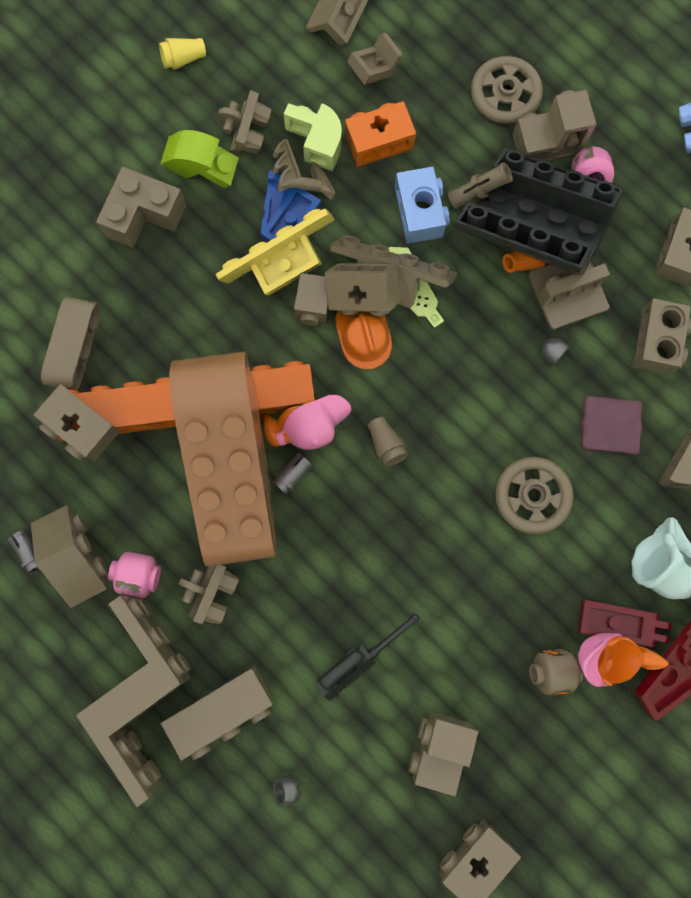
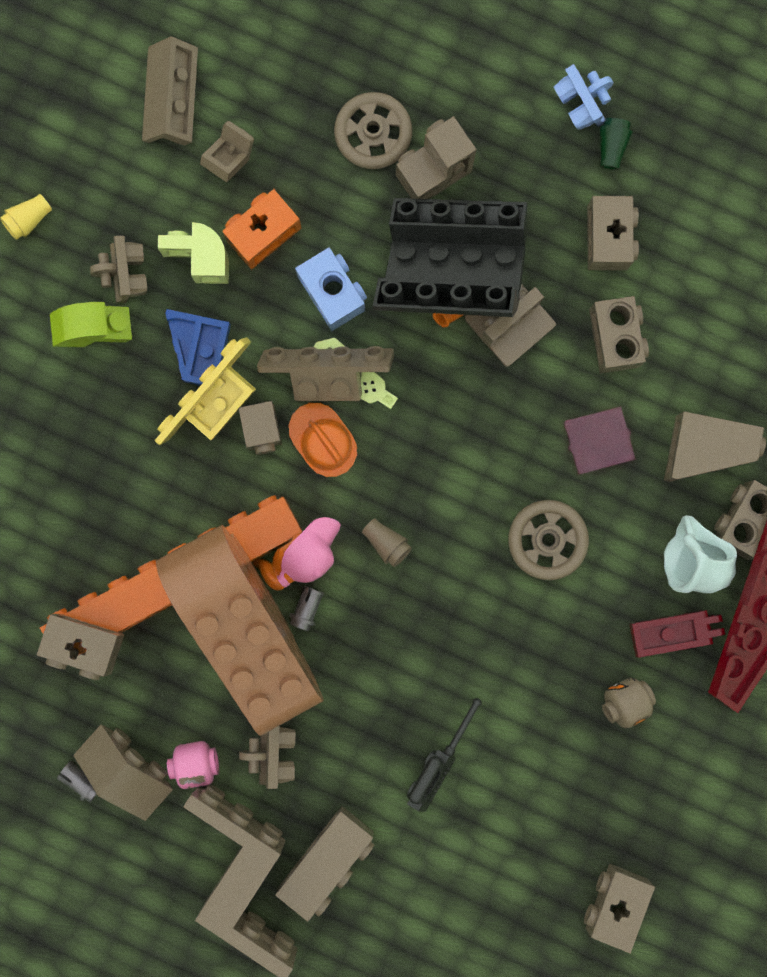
camera: 20 degrees left, 5 degrees up
(70, 343) = (38, 563): dark tan beam -> none
(137, 200) = (43, 393): dark tan brick -> none
(286, 791) = (416, 910): flat silver hinge -> none
(291, 175) = (191, 311): dark tan piece -> none
(363, 288) = (306, 401): dark tan brick -> none
(443, 751) = (549, 817): dark tan brick -> none
(480, 186) = (397, 236): dark tan pin -> none
(553, 350) = (516, 387): flat silver hinge -> none
(594, 163) = (489, 183): bright pink head -> none
(615, 659) = (678, 671): orange hair -> none

